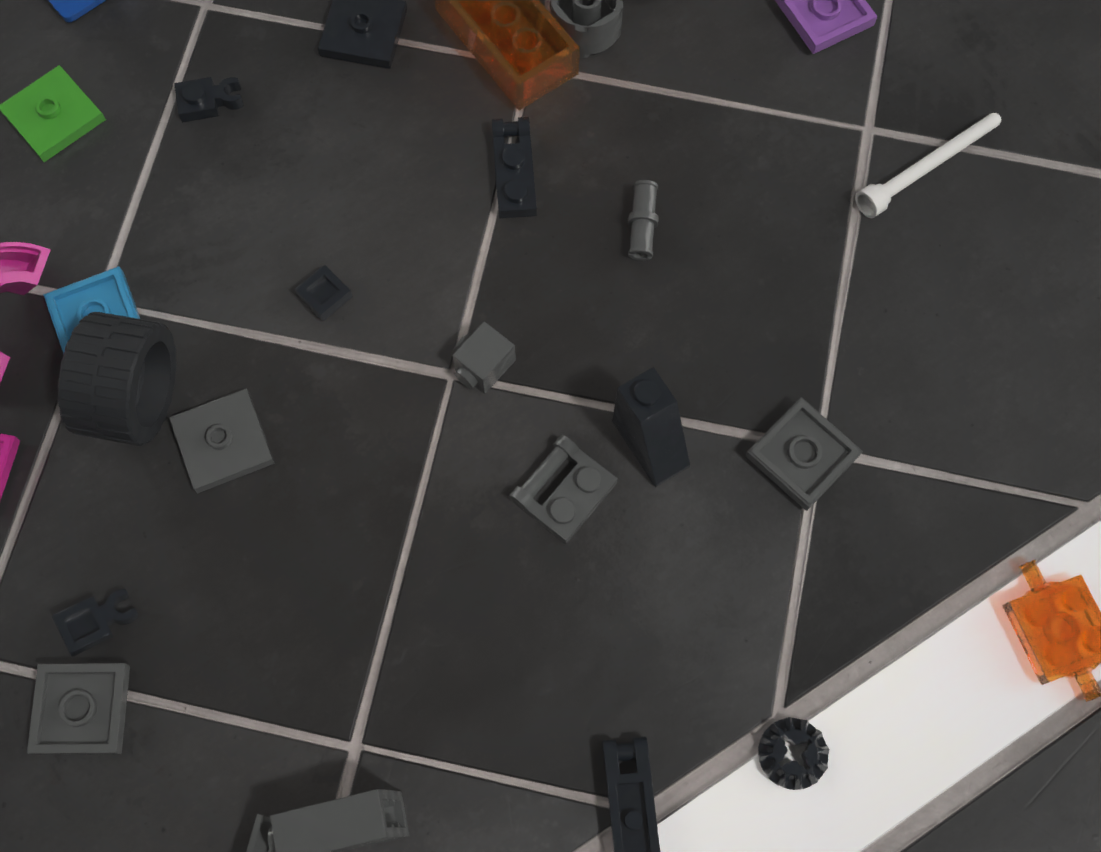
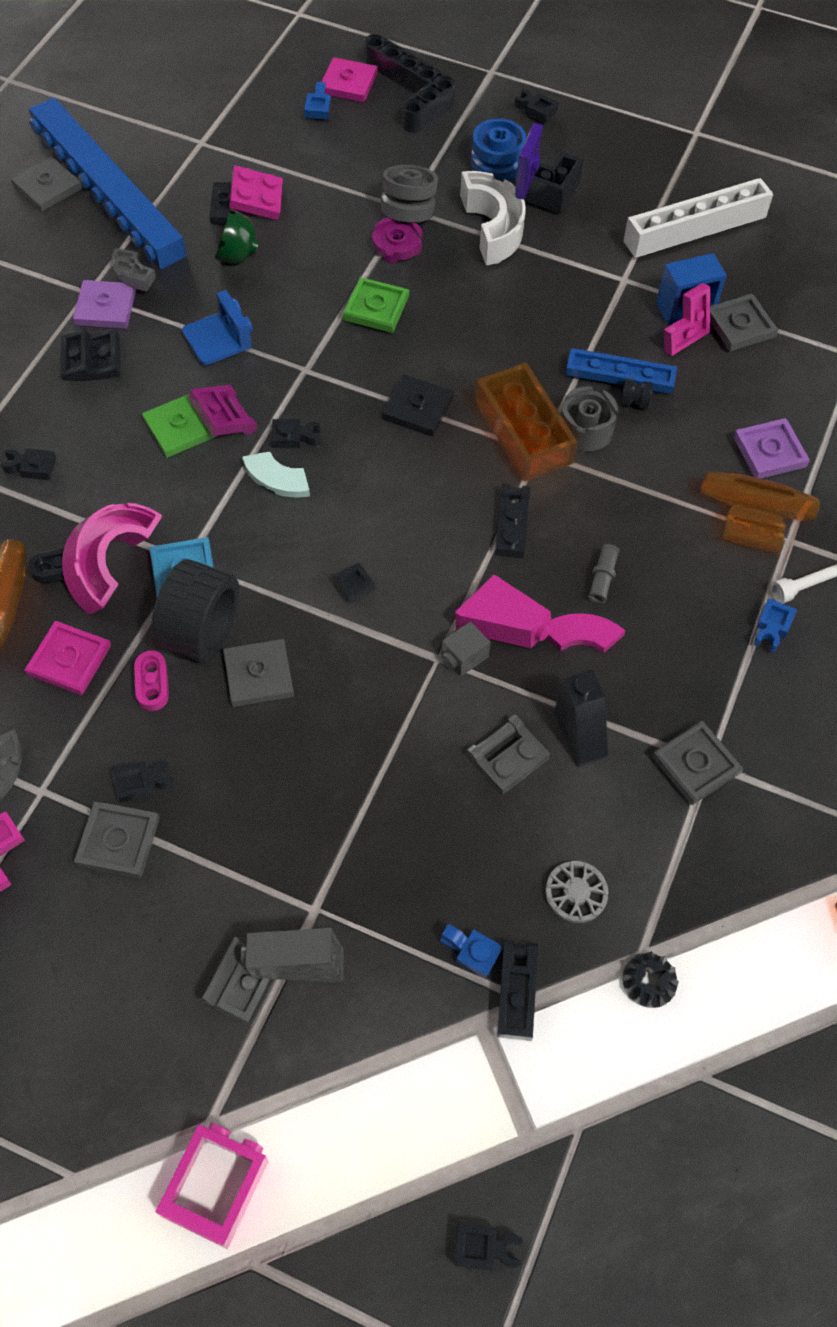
camera: 10 degrees right, 10 degrees down
(82, 483) = (151, 682): none -> dark pink plate
(96, 90) = (217, 416): none -> magenta plate
(194, 163) = (276, 477): none -> light aqua tile
(526, 301) = (505, 614): none -> dark pink slope
(571, 763) = (476, 952): none -> blue plate
(629, 301) = (584, 630): none -> dark pink tile
(682, 655) = (576, 891): none -> light grey wheel
(823, 94) = (758, 508): none -> clear orange plate
(870, 245) = (774, 623): none -> blue plate

